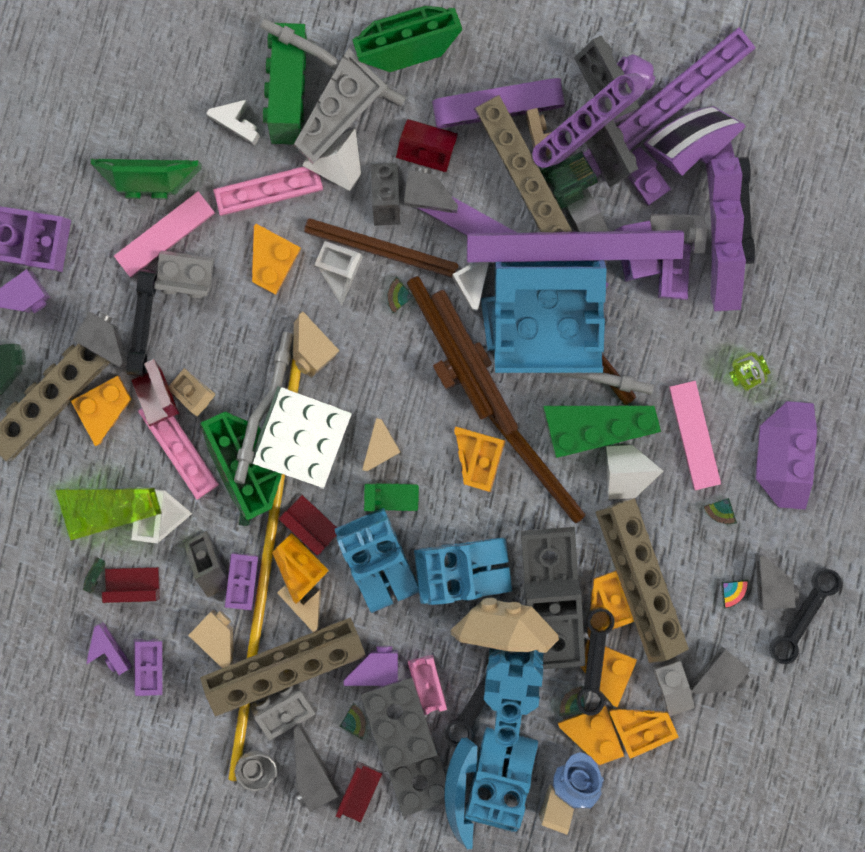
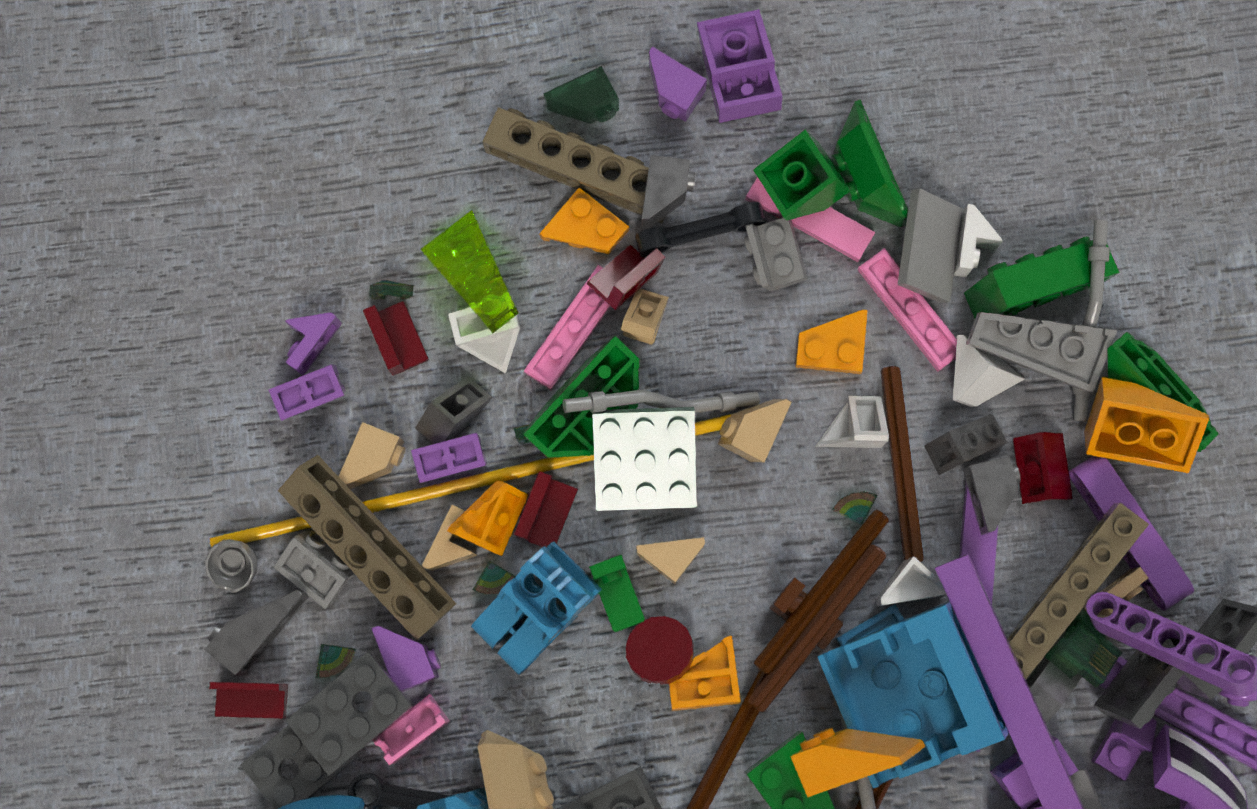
camera: 70 degrees right, 10 degrees down
(134, 229) = (801, 178): none -> green slope
(226, 155) = (930, 246): none -> light grey tile
(343, 583) = (492, 579): none -> clear green tile
(427, 62) = (1143, 427): none -> light orange slope
(444, 483) = (660, 650): none -> dark red tile
(465, 583) = (578, 709): dark azure connector -> none
(572, 382) = (849, 755): none -> light orange slope

